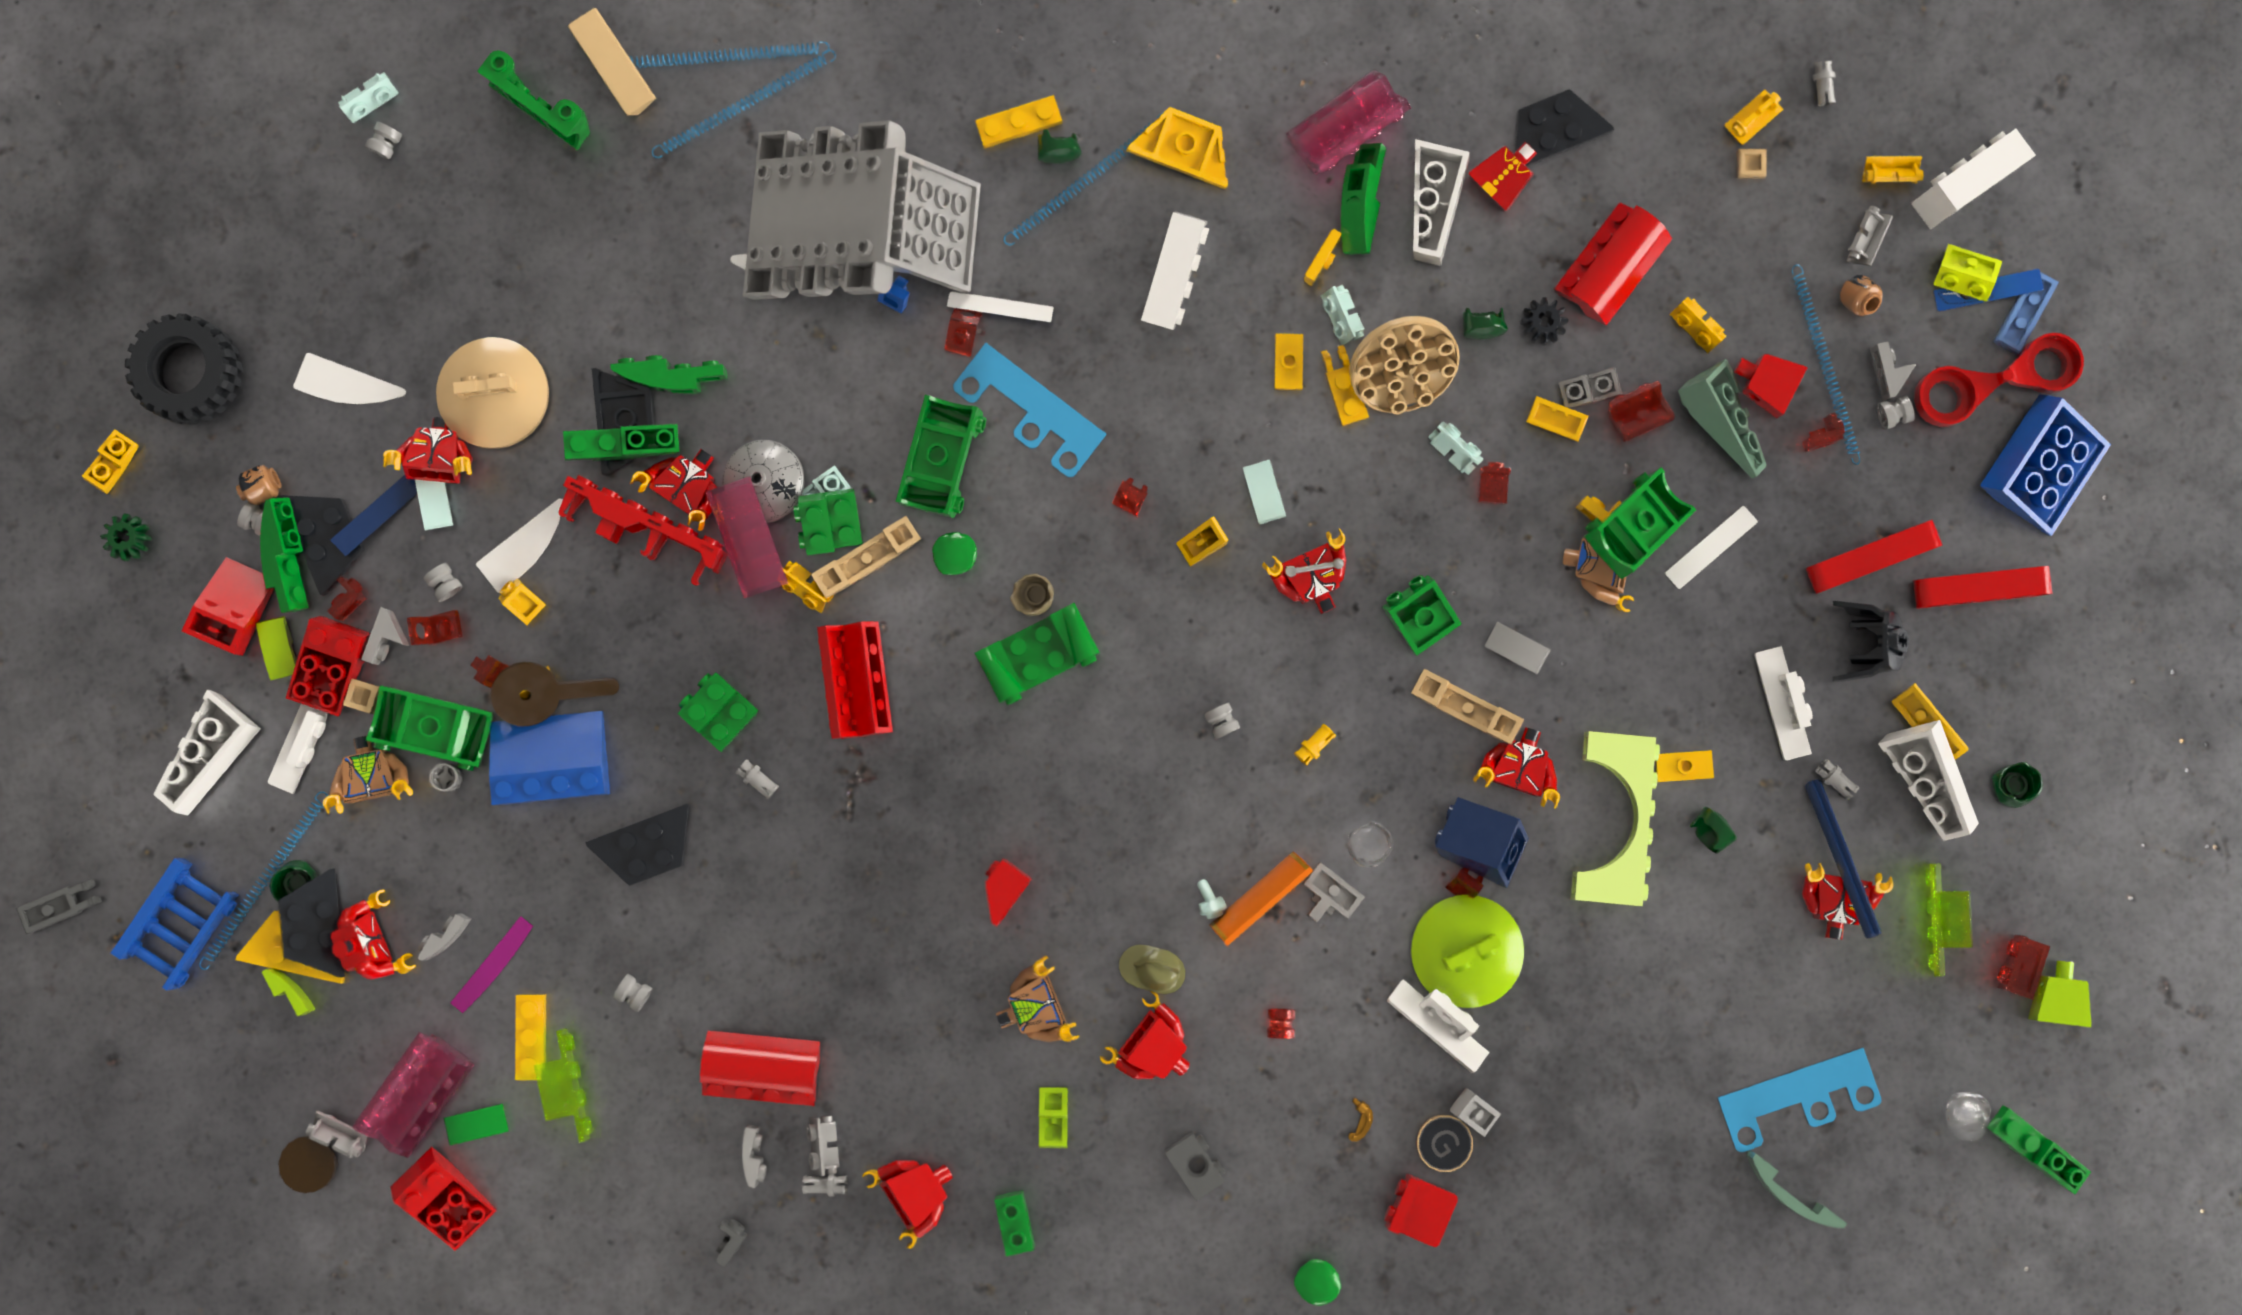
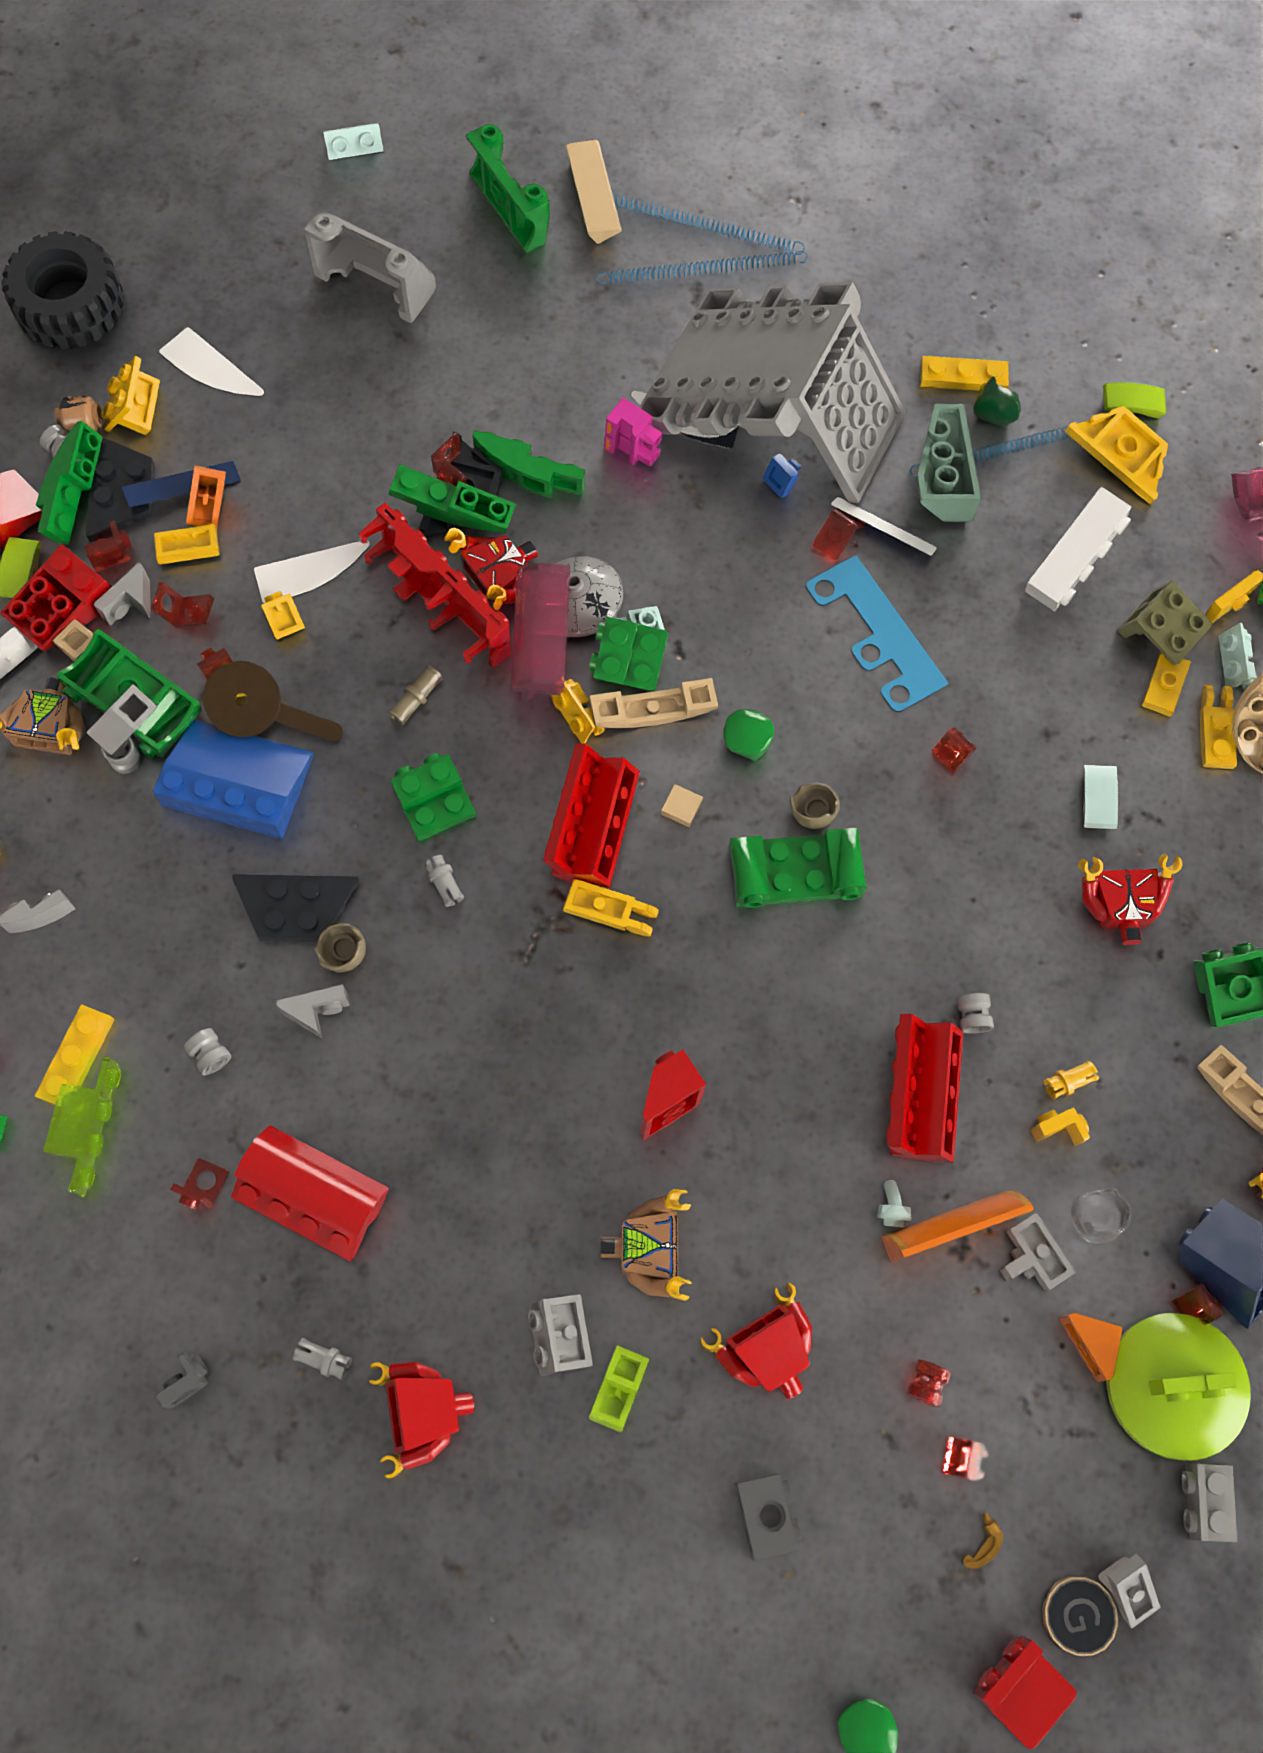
camera: 20 degrees right, 15 degrees down
(295, 451) = (131, 399): none -> yellow bracket
(383, 140) = (349, 177): light grey wheel -> none
(407, 523) = (205, 496): none -> orange slope
(409, 567) = (186, 544): none -> yellow plate
(432, 455) = (258, 447): red torso -> none
(434, 504) = (241, 490): light aqua slope -> none
(441, 757) = (122, 719): none -> light grey slope
(443, 582) = (212, 568): light grey wheel -> none
(484, 228) = (343, 246): none -> light grey windscreen
(492, 392) = (346, 420): tan bracket -> none
(492, 965) = (72, 965): magenta sticker -> none
(602, 417) = (441, 465): none -> clear red bracket
(665, 628) = (415, 695): none -> dark tan pin
(675, 1105) = (193, 1196): none -> clear red bracket
(694, 929) = (304, 1007): none -> light grey slope
(699, 869) = (341, 948): none -> dark tan hair
(750, 309) = (632, 432): none -> dark pink hips
(752, 1164) = (250, 1302): light grey slope -> none
(822, 1156) = (333, 1323): light grey hinge -> none
(896, 749) = (608, 907): none -> yellow hinge
(924, 635) = (681, 805): none -> tan tile
(939, 456) = (767, 636): green piece -> none
(993, 1097) = (559, 1334): none -> light grey bracket
(1014, 1223) = (524, 1498): green brick -> none
(1034, 235) = (947, 467): none -> sand green wedge
(1152, 969) = (799, 1259): olive piece -> none
(1178, 89) = (1135, 397): none -> lime slope
(1202, 541) = (1019, 820): yellow slope -> none
(1202, 800) = (925, 1090): none -> red brick
(1272, 307) = (1168, 622): none -> olive bracket
(1291, 570) = (1108, 881): light grey hinge -> none
(1311, 785) = (1052, 1123): none -> yellow bracket
(1325, 1068) = (964, 1459): none -> clear red tile
(1396, 942) = (1096, 1343): none -> orange slope
(1441, 1022) = (1125, 1461): white bracket -> none
(1515, 1026) = (1209, 1502): none -> light grey bracket

